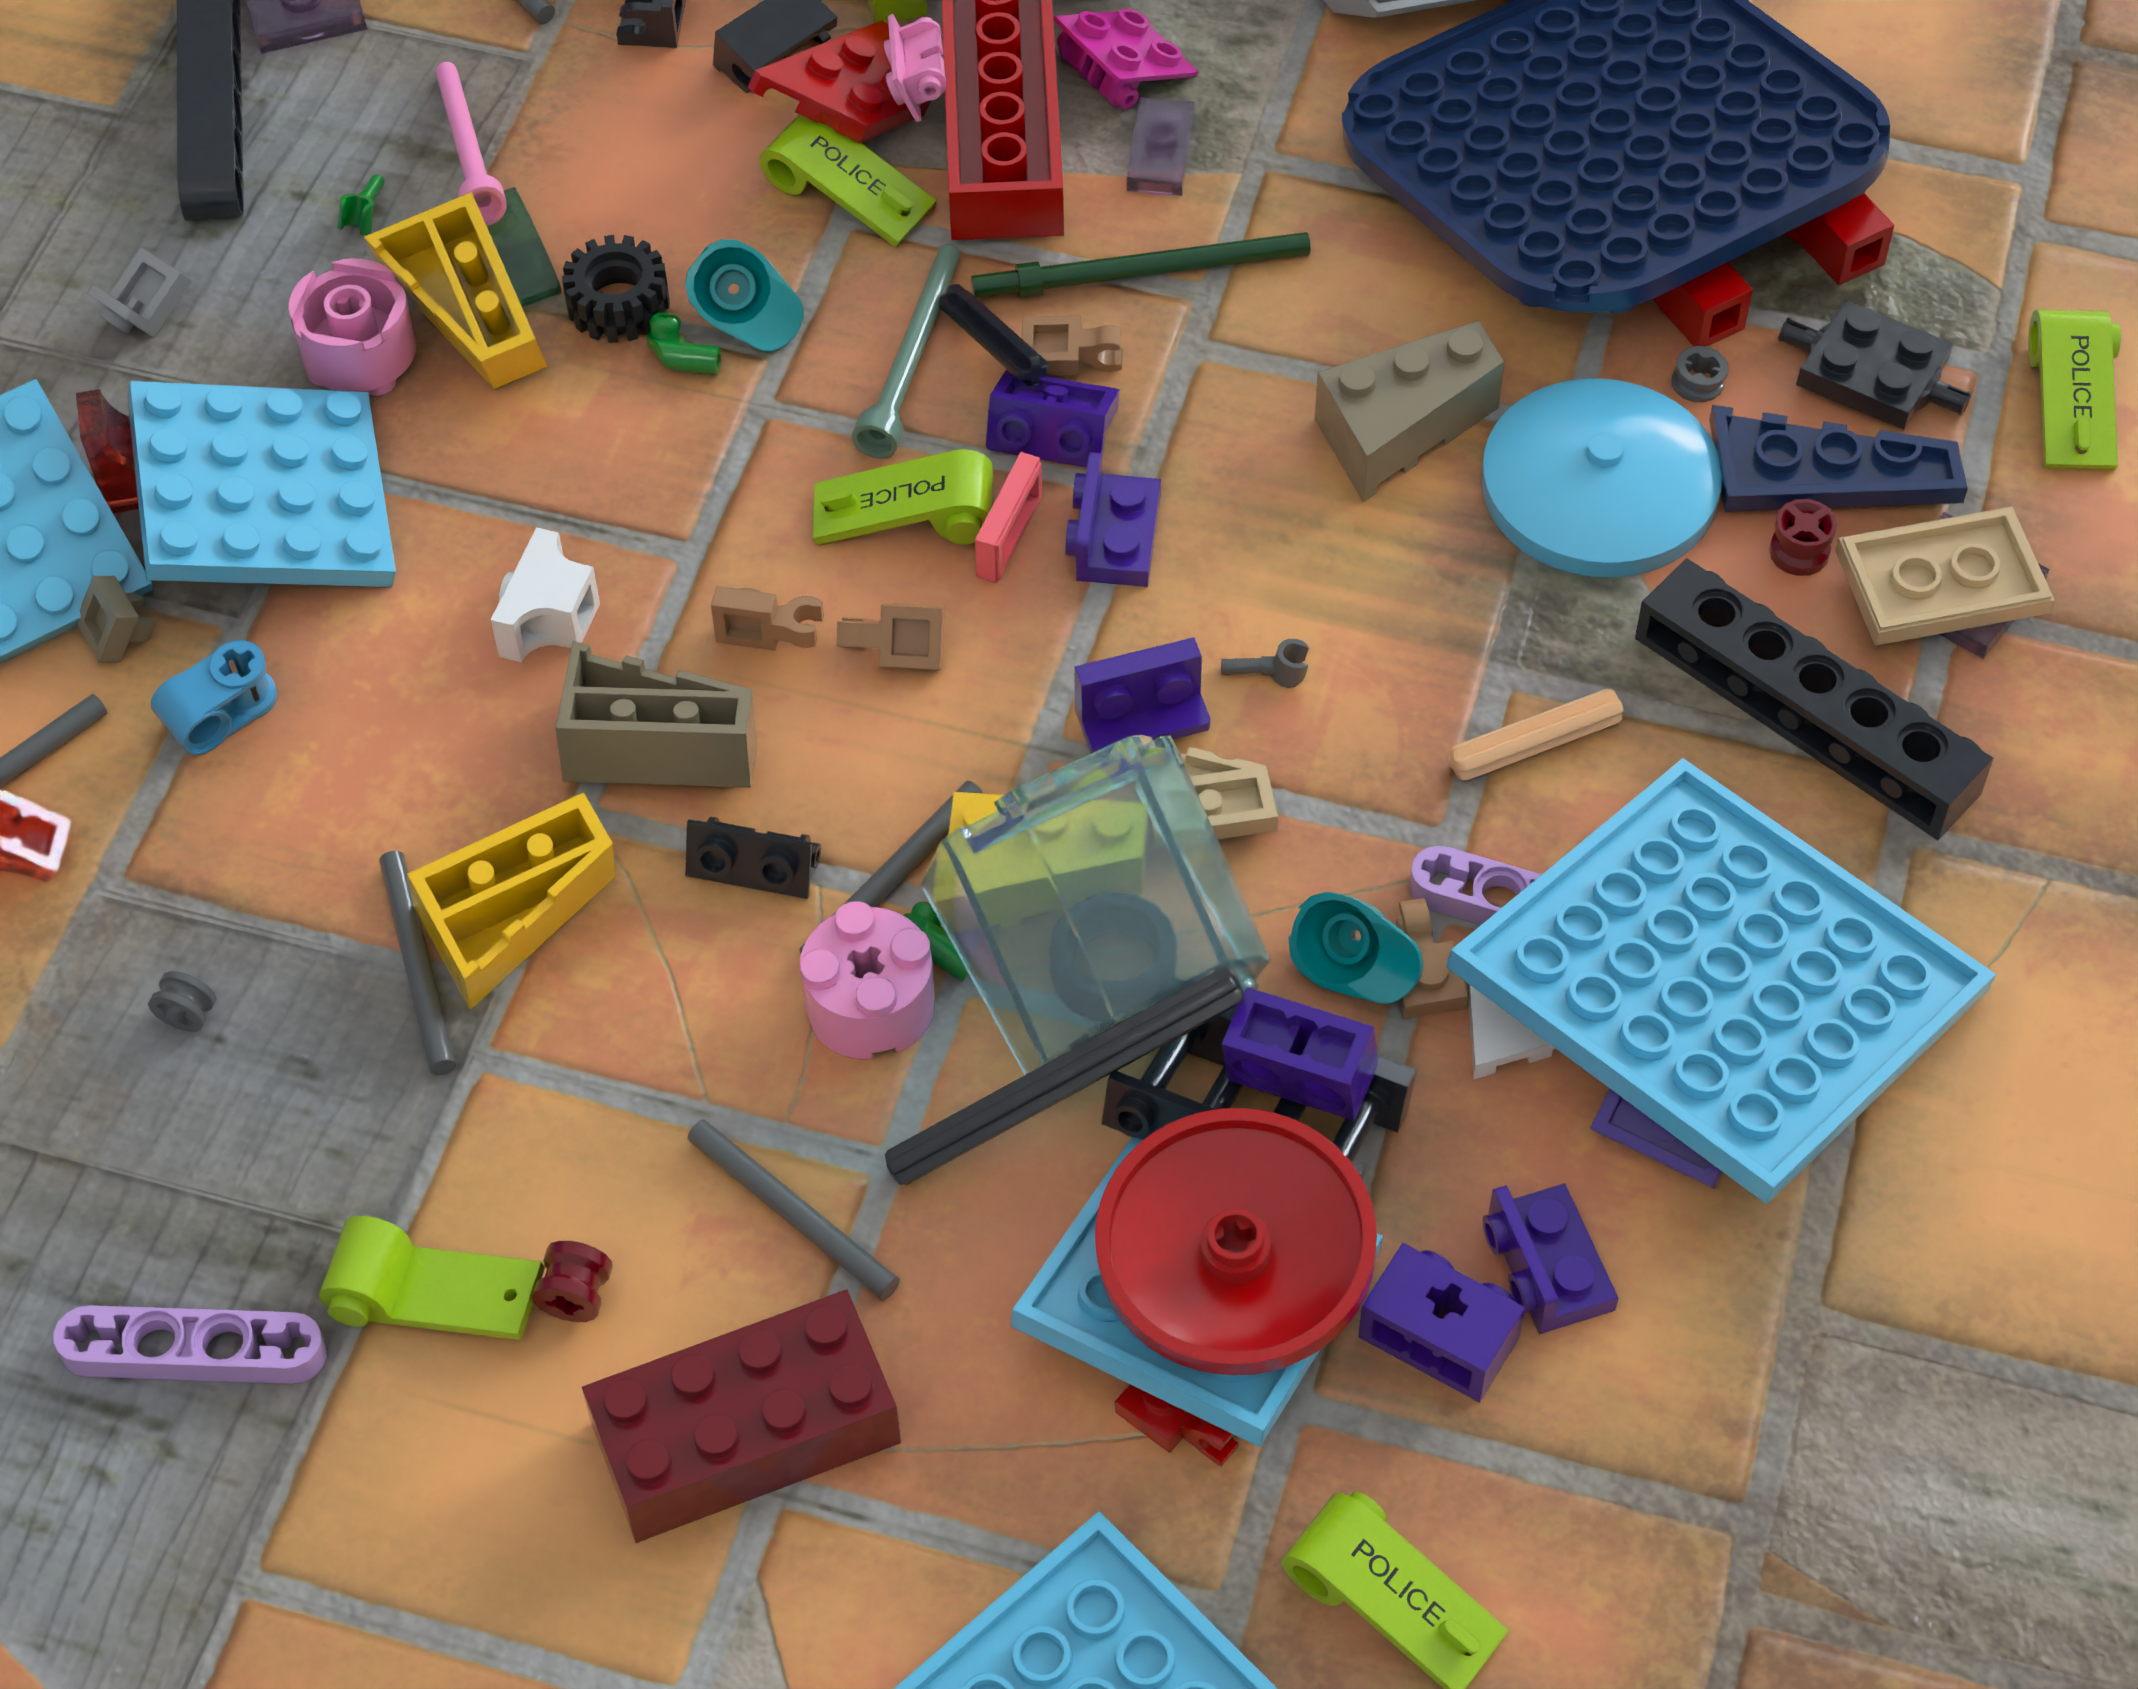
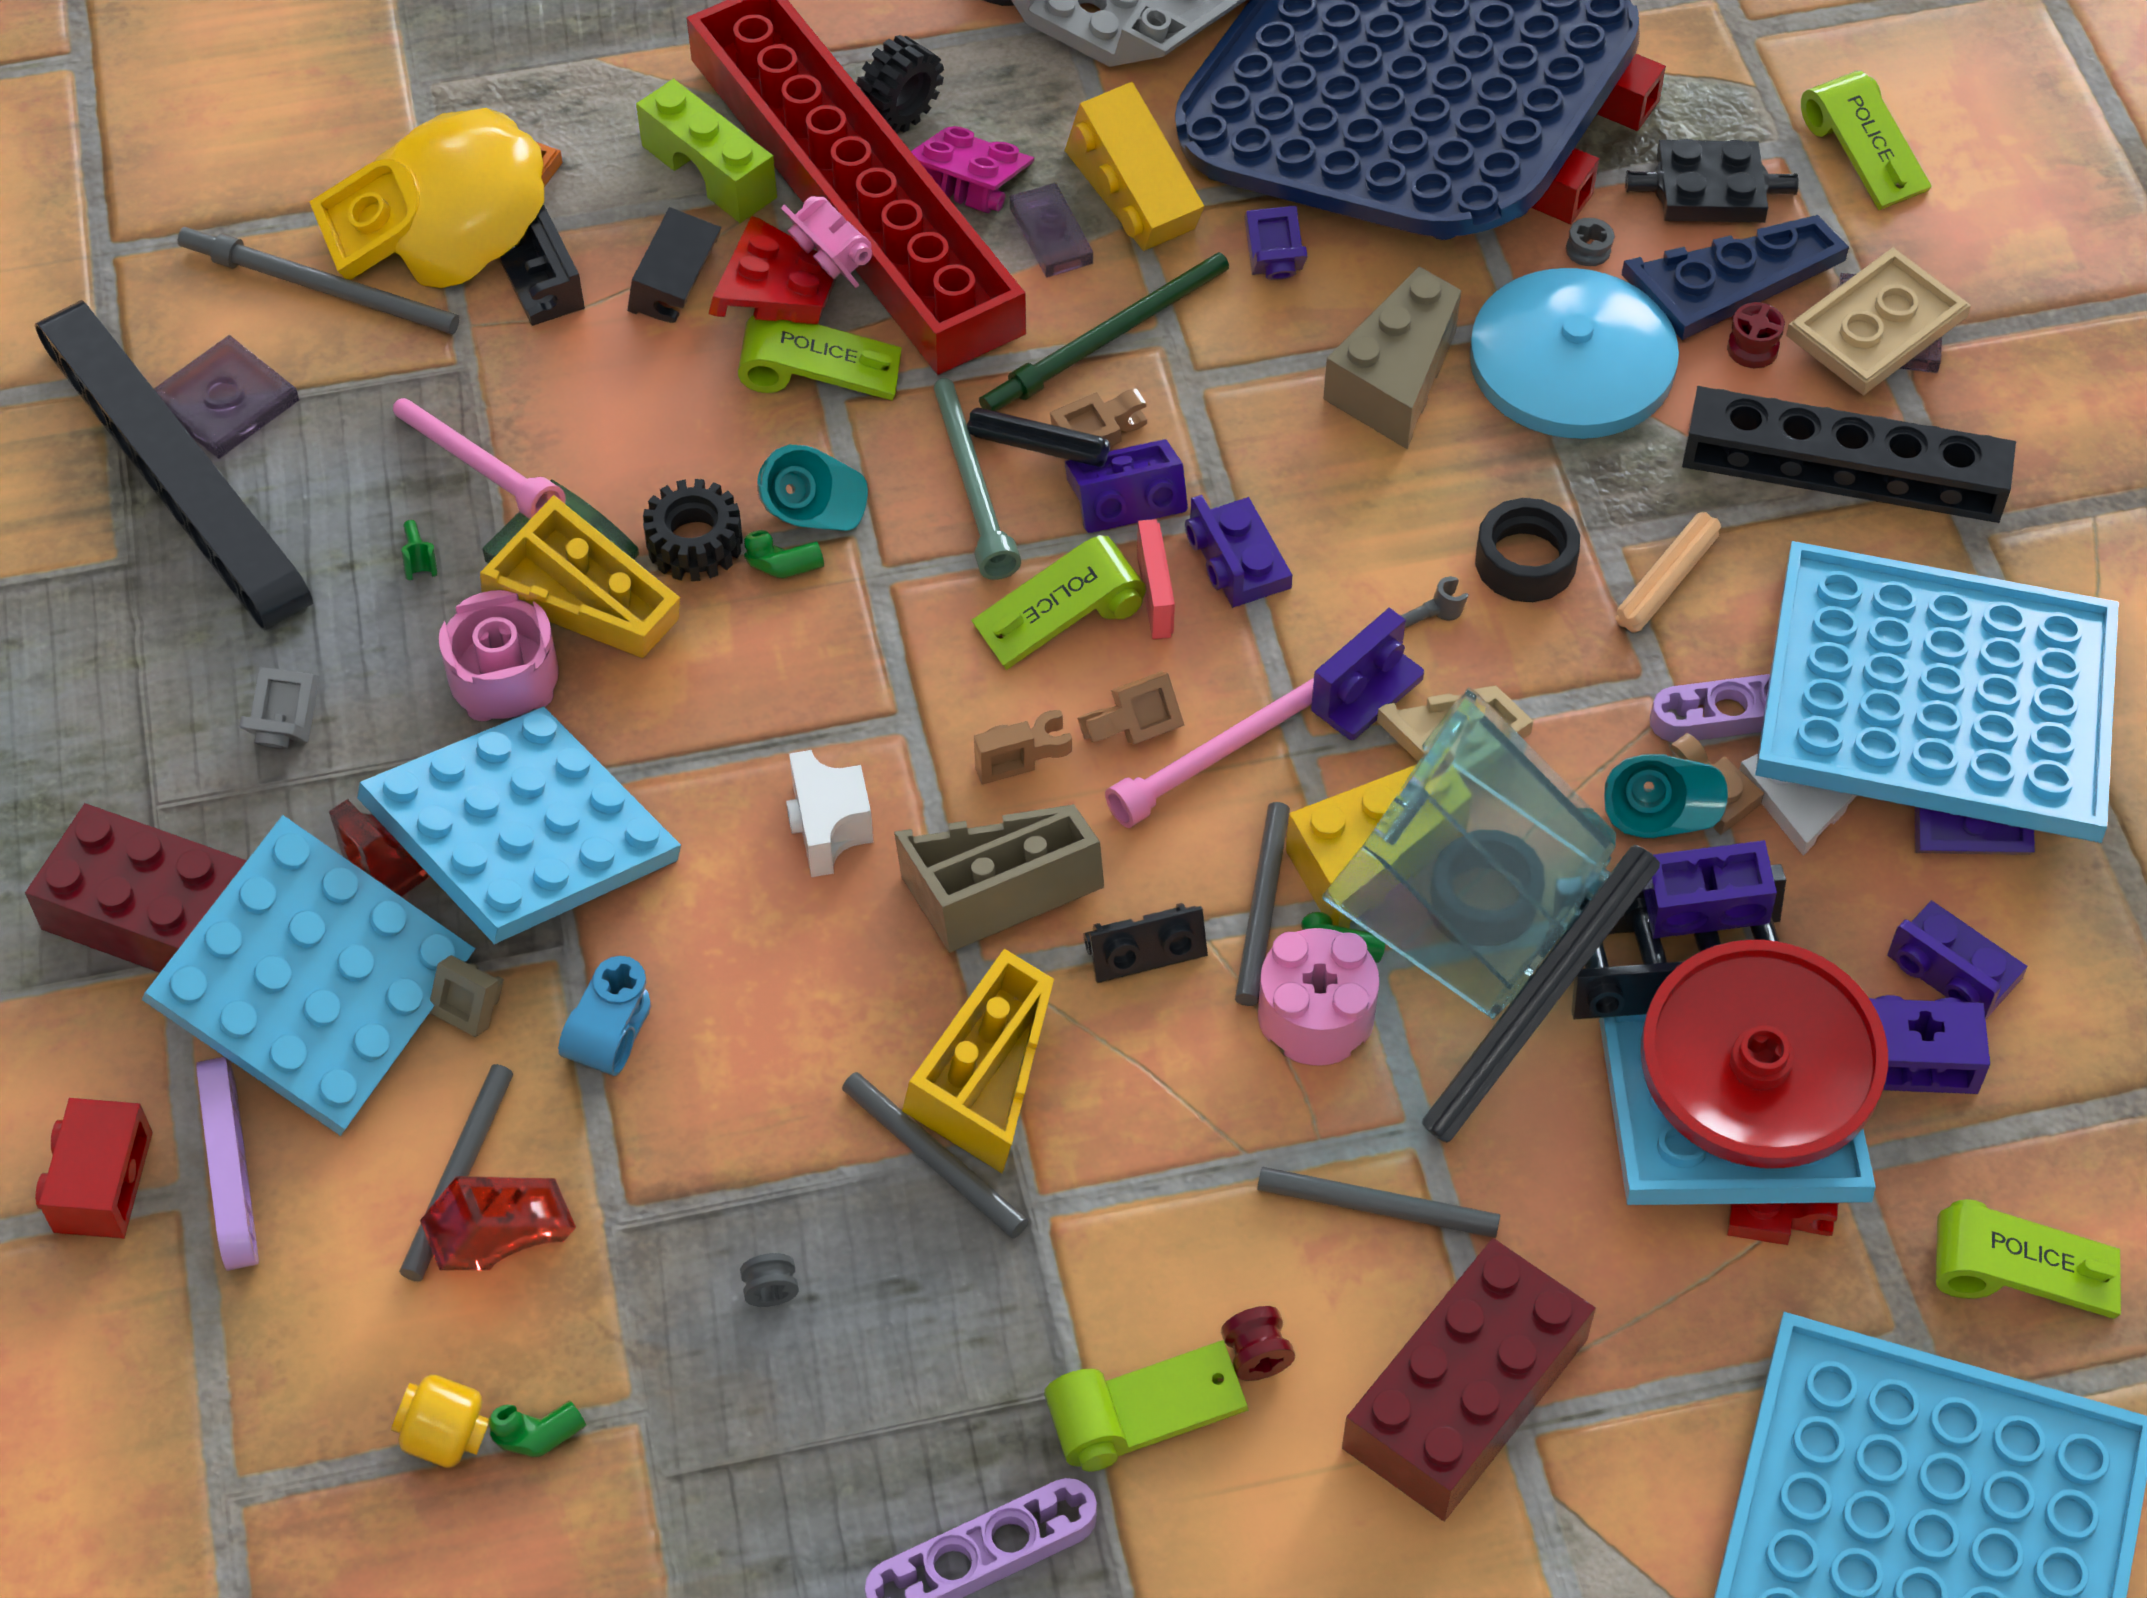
camera: 30 degrees left, 0 degrees up
(842, 716) = (1133, 799): none -> bright pink piece
(1270, 114) = (1133, 167): none -> yellow wedge
(1367, 244) = (1275, 242): none -> dark purple bracket
(1409, 612) = (1532, 518): none -> black tyre

